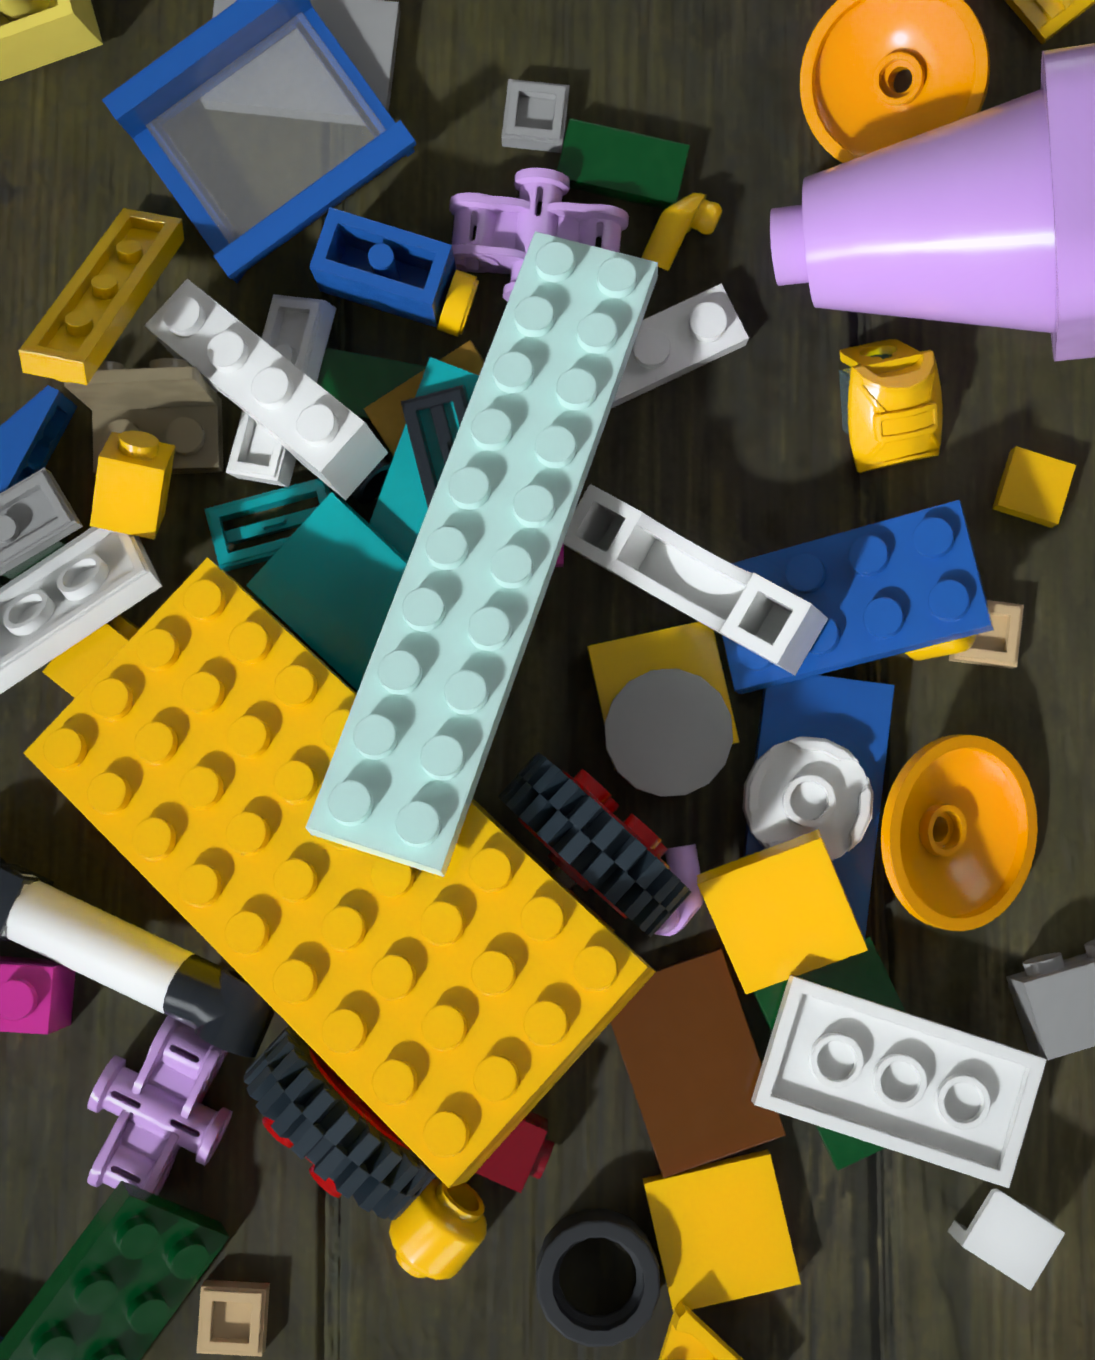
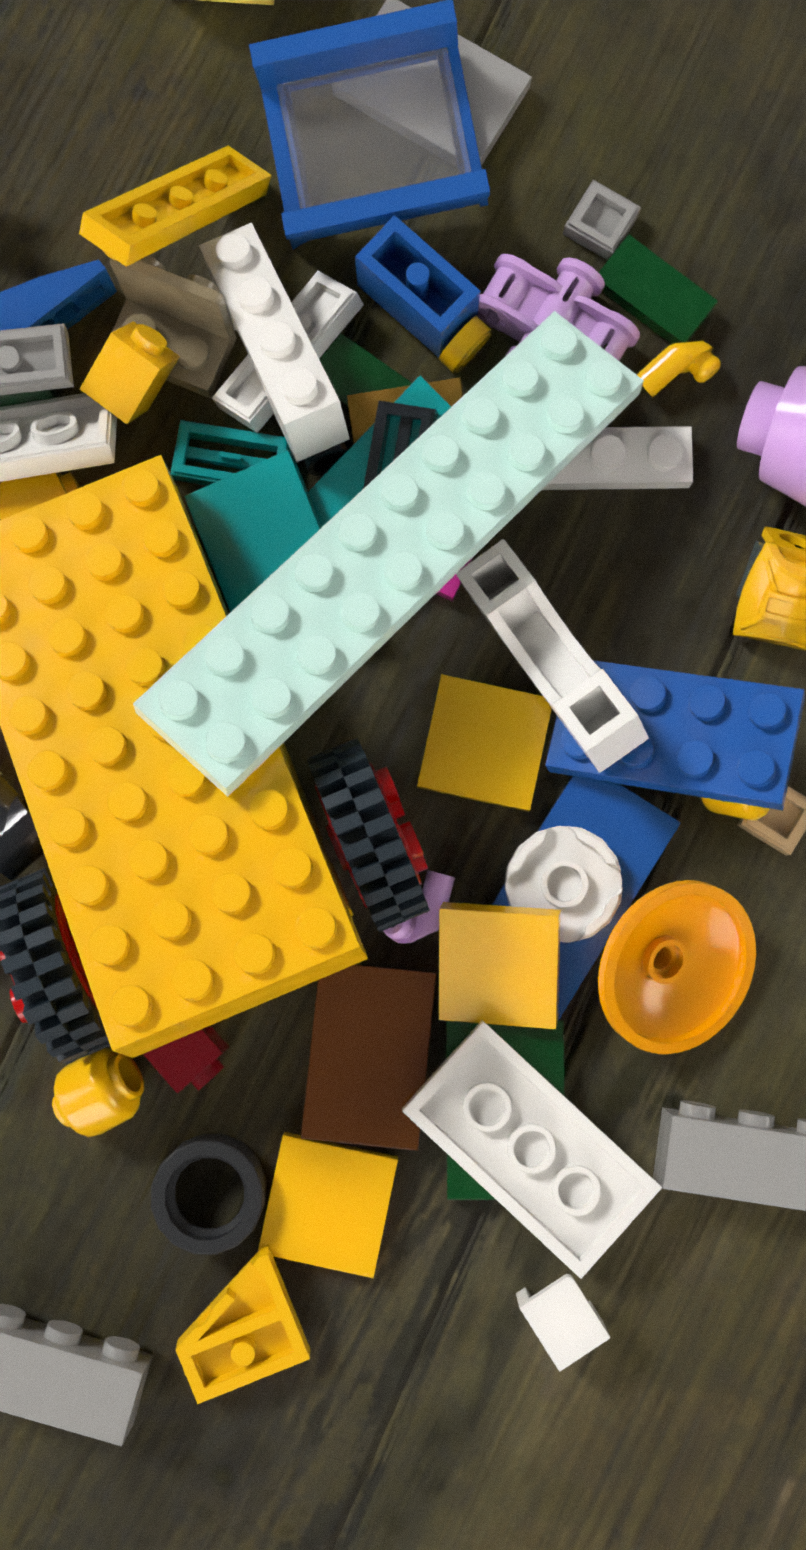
camera: 25 degrees right, 0 degrees up
(668, 732) = (474, 774): light grey tile -> none

